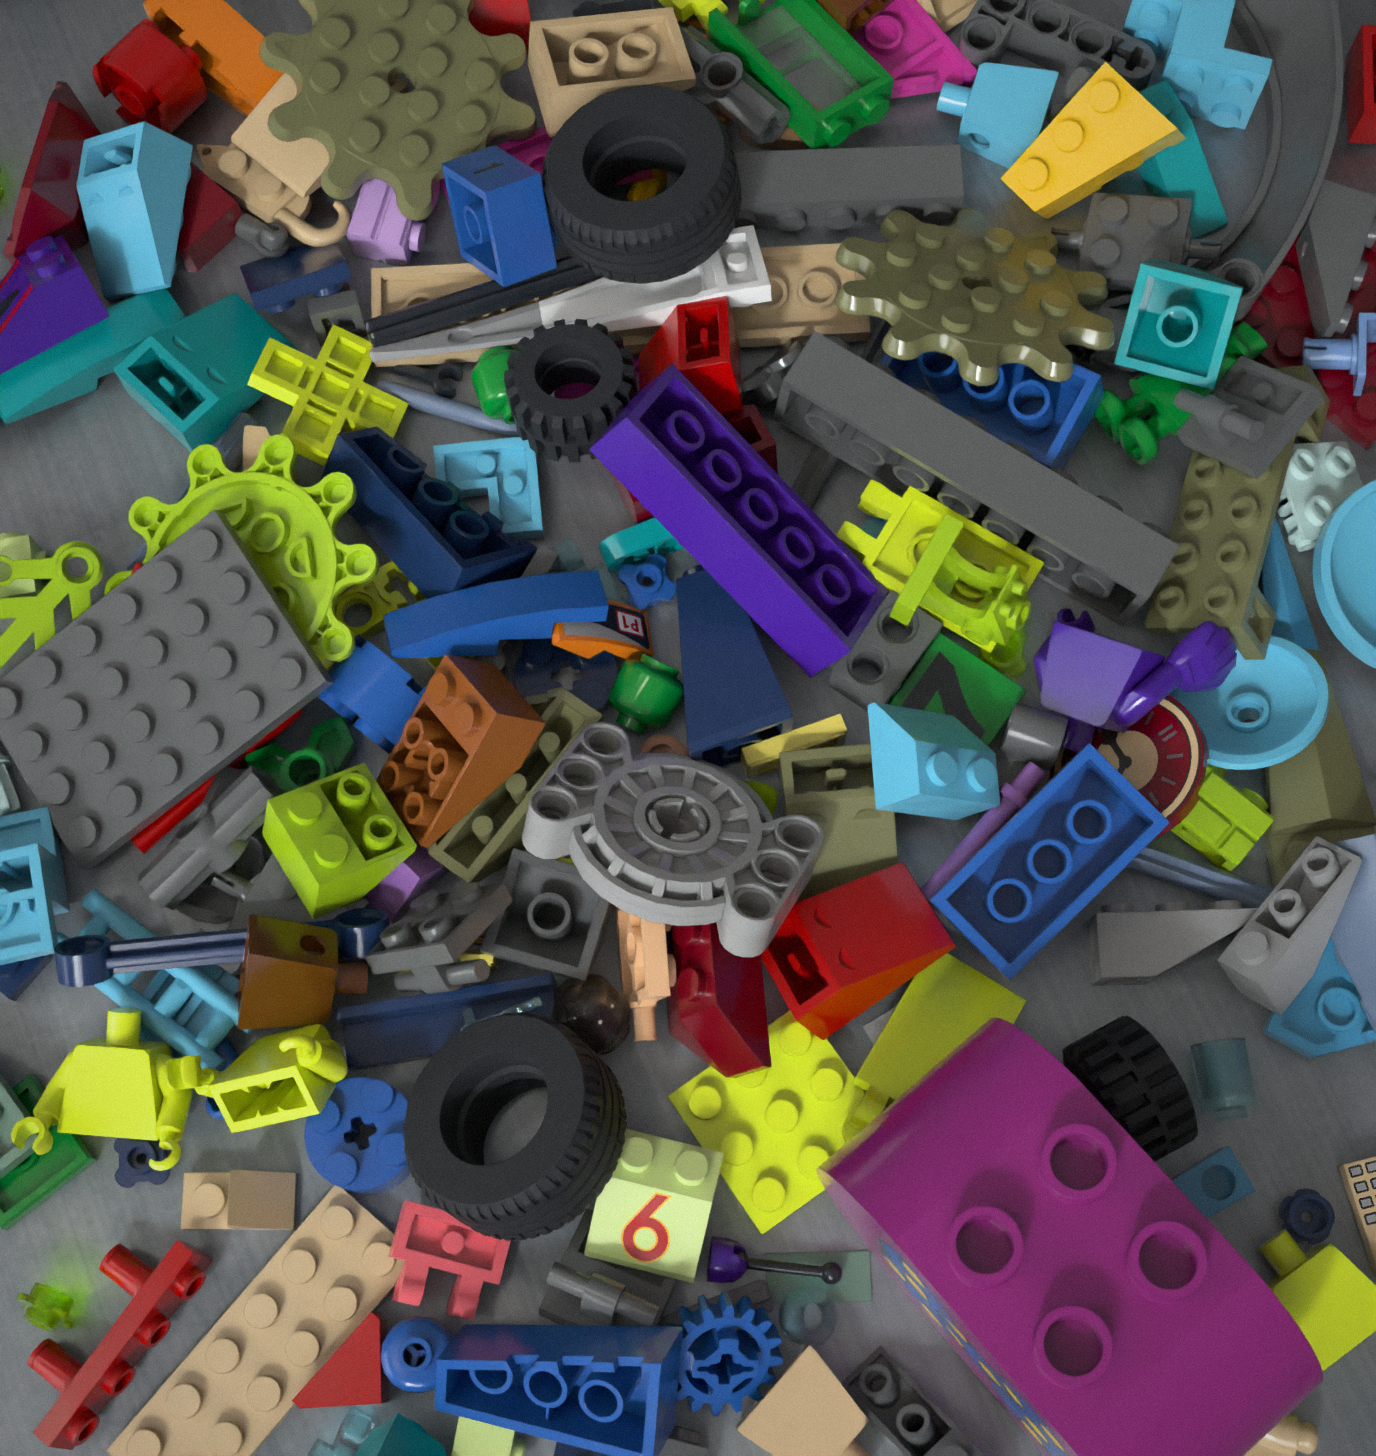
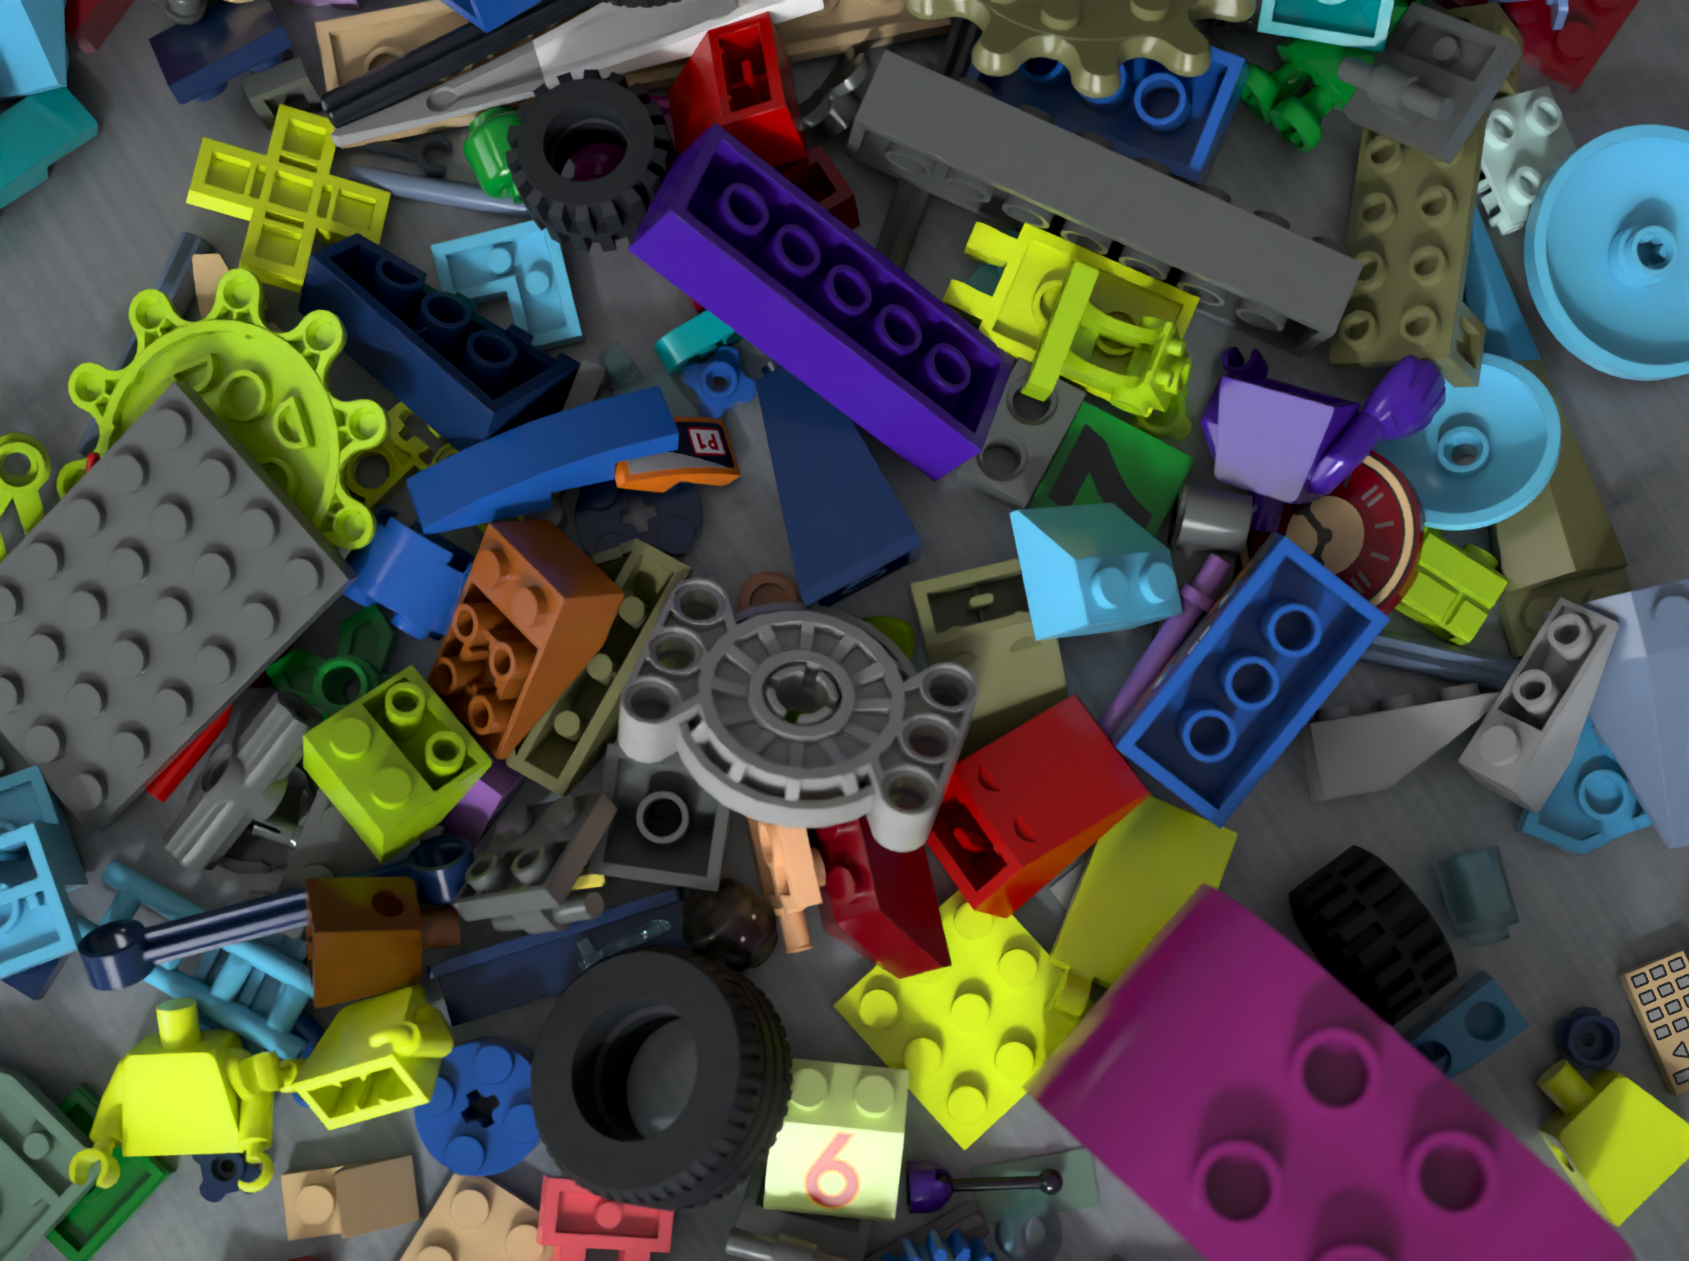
camera: 10 degrees left, 10 degrees up
(199, 370) = (125, 183): teal slope -> none
(645, 694) = (738, 524): green head -> none
(764, 756) = (925, 565): light yellow tile -> none

